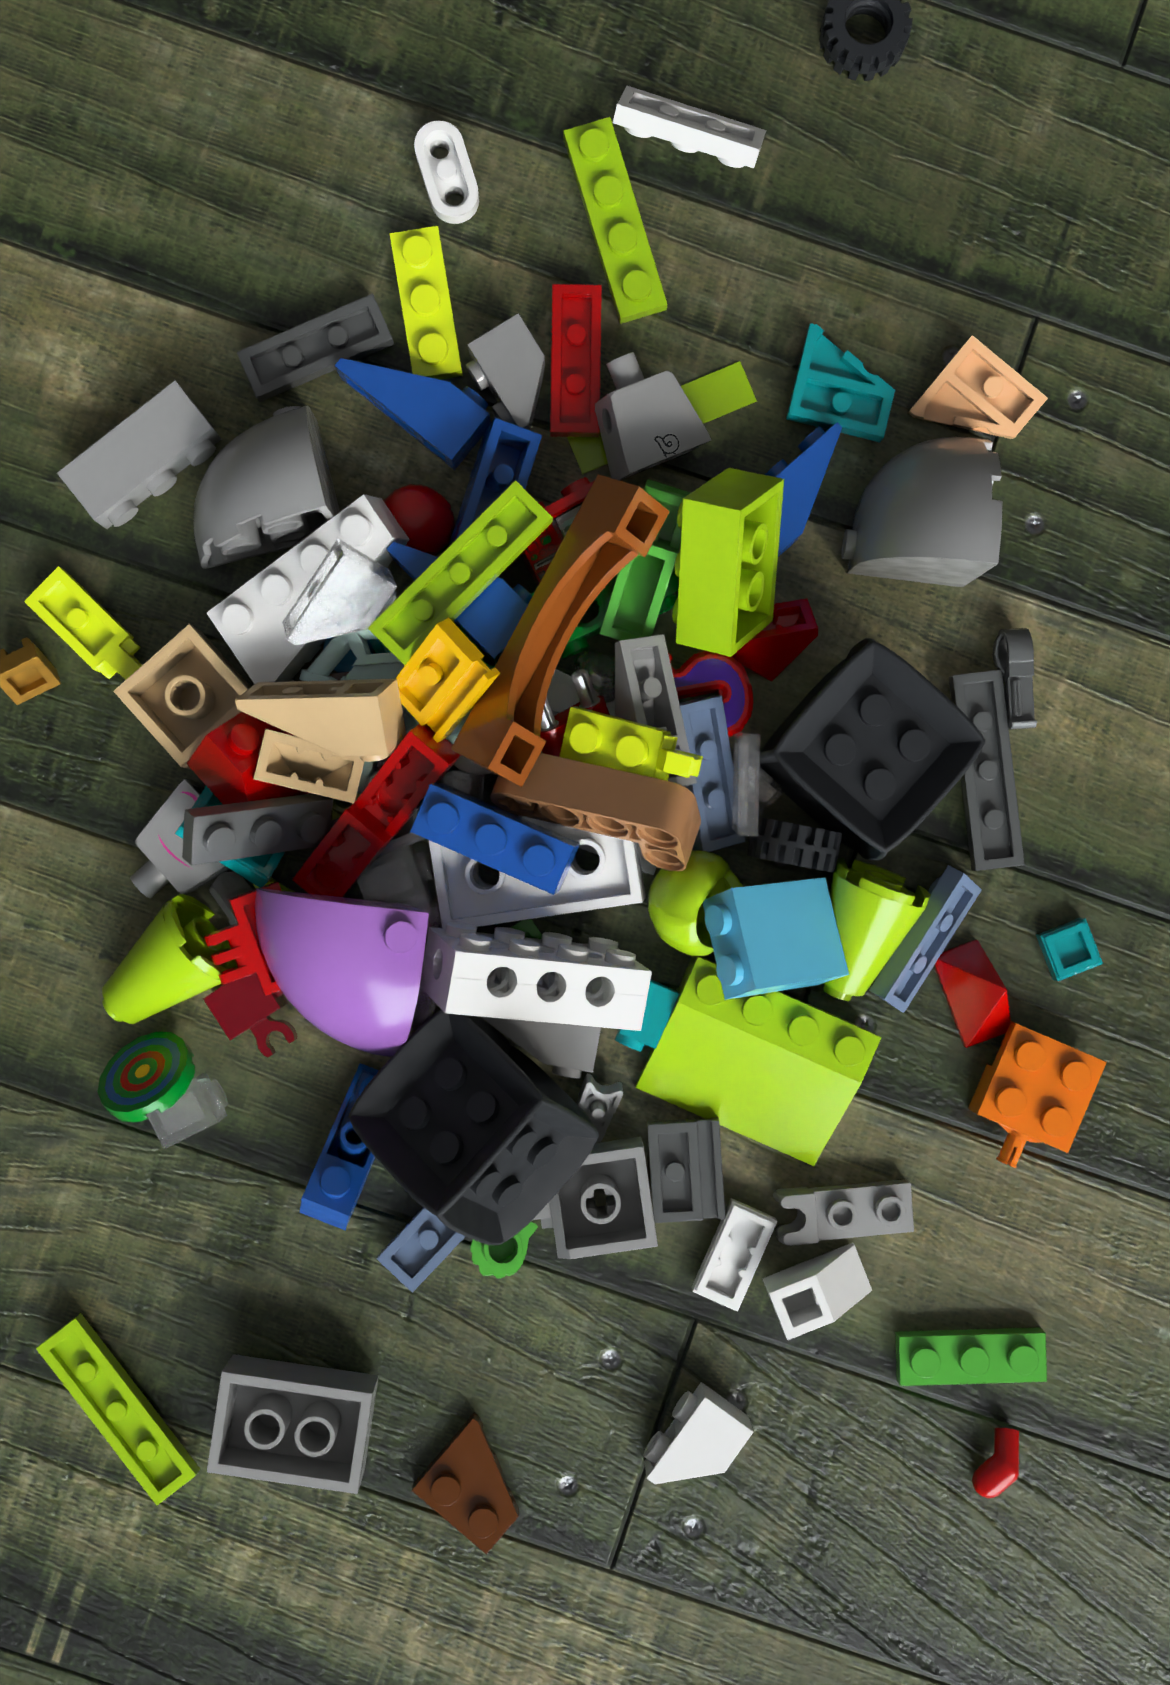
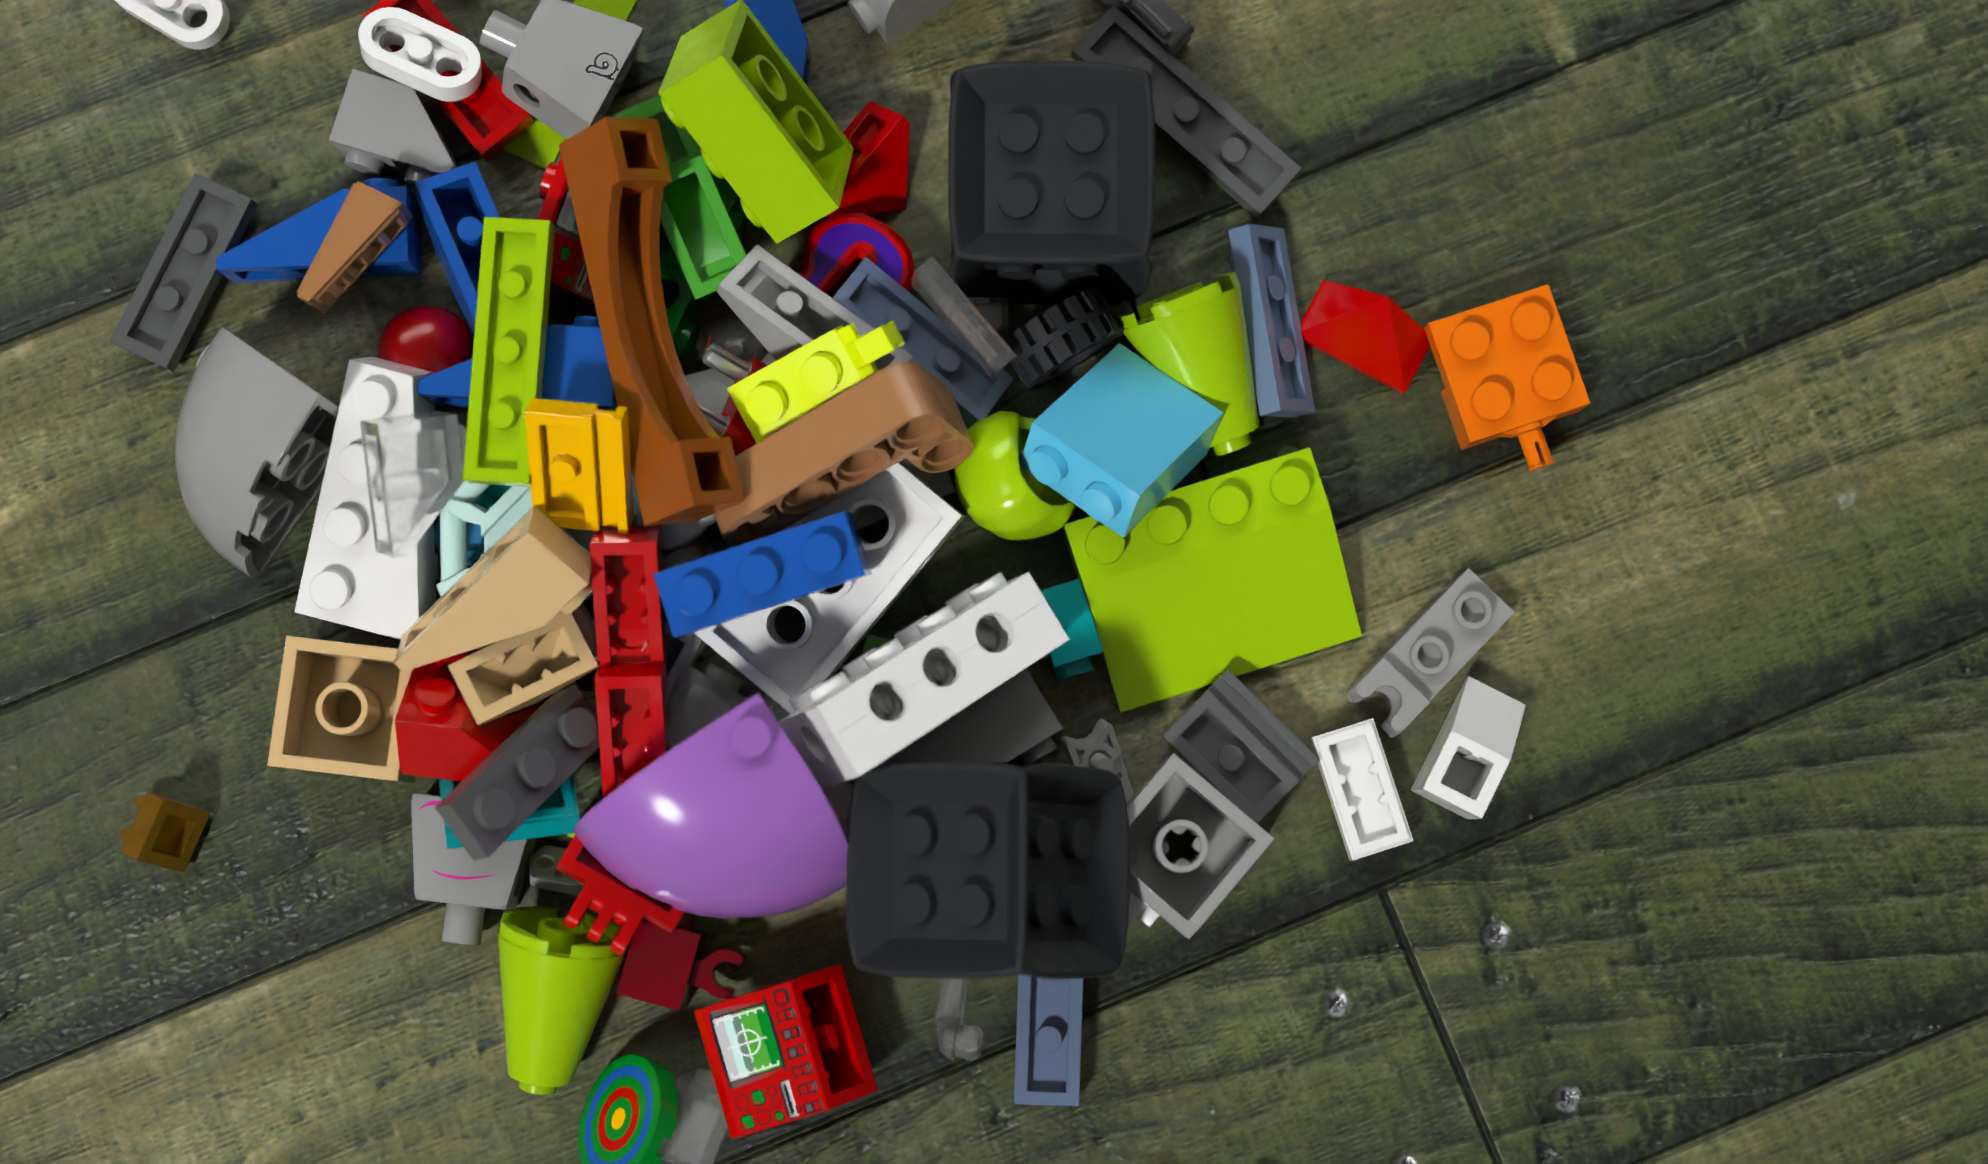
camera: 40 degrees left, 5 degrees down
(84, 625) = (184, 733): neon yellow hinge -> none
(140, 457) = (101, 521): light grey brick -> none
(271, 1117) = (786, 1051): none -> red slope
(341, 1165) = (898, 1039): blue slope -> none
(376, 1192) = (950, 1014): none -> clear arm
(426, 303) = (254, 138): neon yellow plate -> none
(428, 422) = (355, 239): none -> medium nougat slope
(504, 1258) = (1132, 990): bright green animal -> none
(569, 342) = (424, 55): none -> white plate
(699, 1440) = (1490, 1000): white slope -> none
(971, 1356) = (1680, 686): bright green plate -> none
(1001, 1468) = (1807, 766): red arm -> none
(1069, 949) = (1419, 212): teal tile -> none

